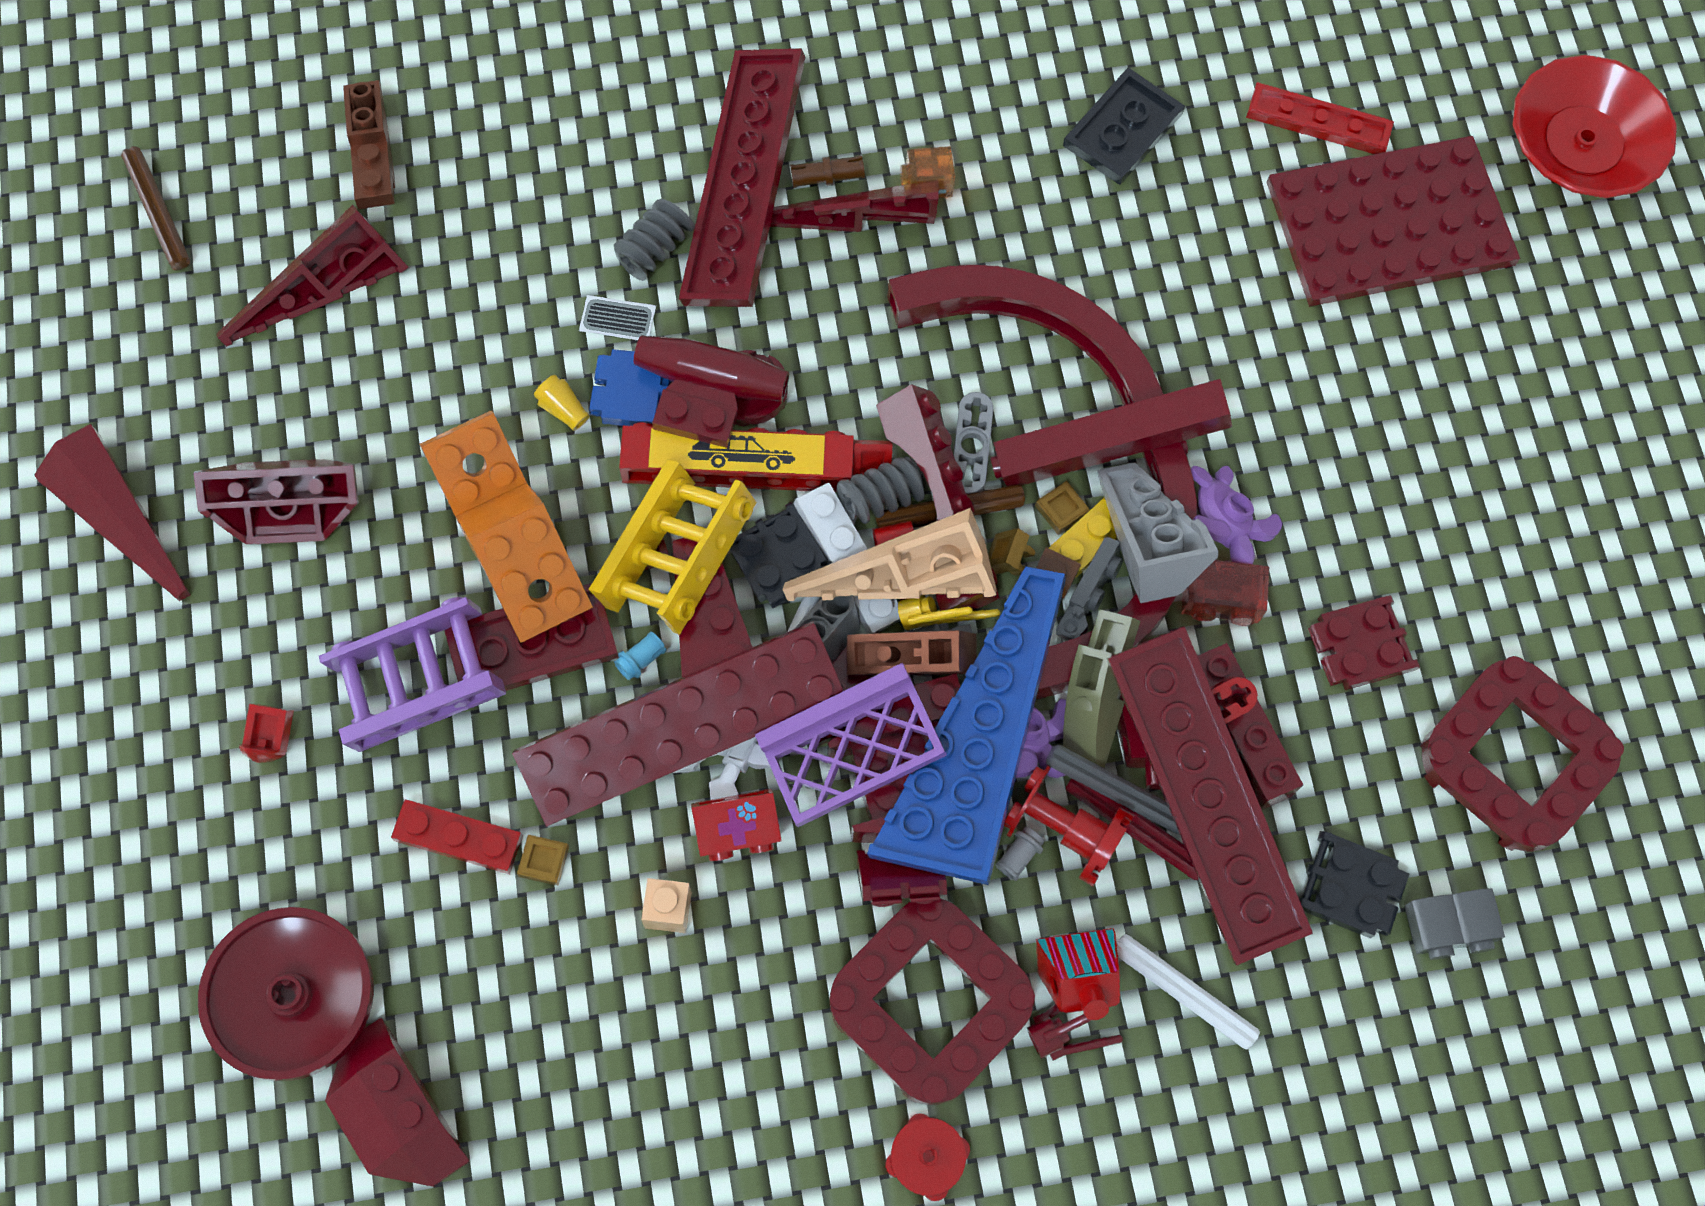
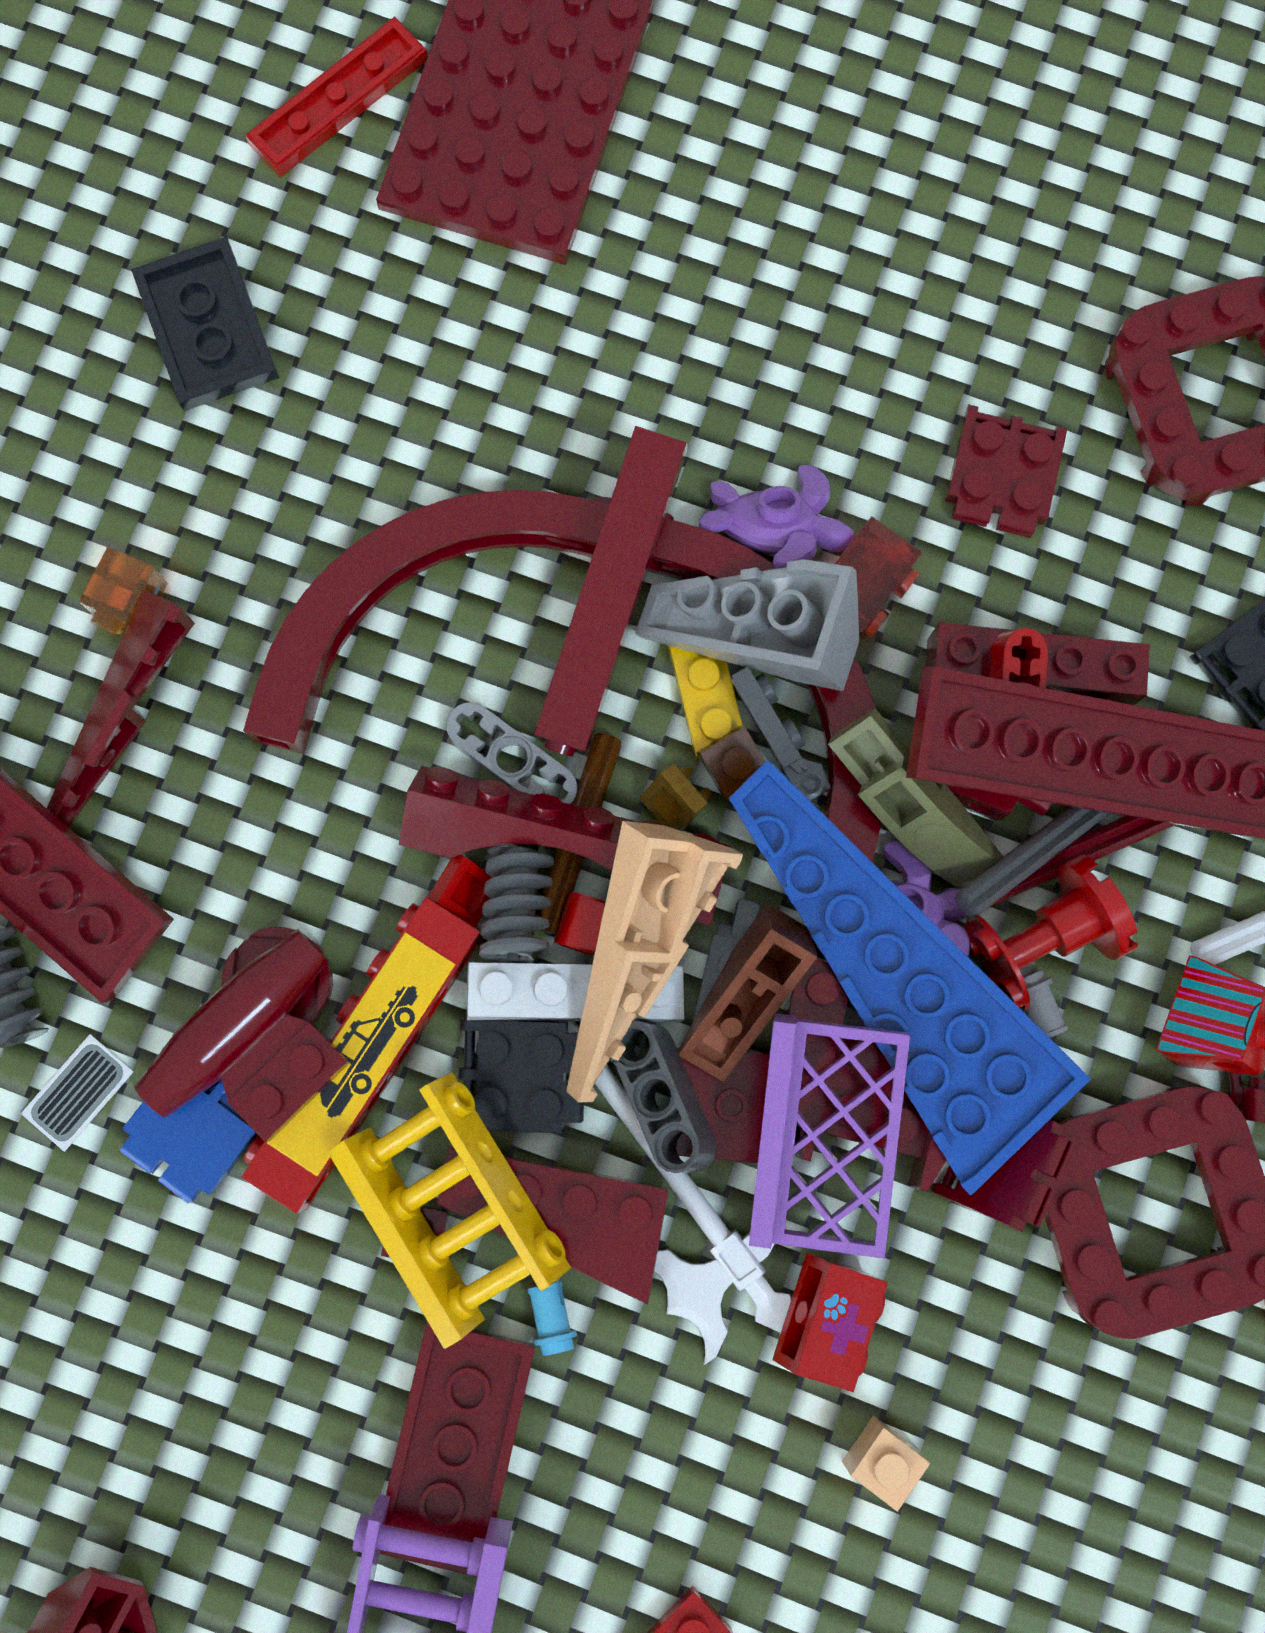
camera: 60 degrees left, 10 degrees up
(506, 526) = (292, 1410): orange bracket -> none
(543, 860) = (739, 1579): pearl gold tile -> none
(560, 401) = (154, 1232): yellow cone -> none
(677, 724) = (679, 1330): dark red plate -> none
(827, 171) = (40, 714): reddish brown pin -> none
(923, 612) = (702, 943): yellow plant -> none
(1062, 507) = (651, 701): pearl gold tile -> none

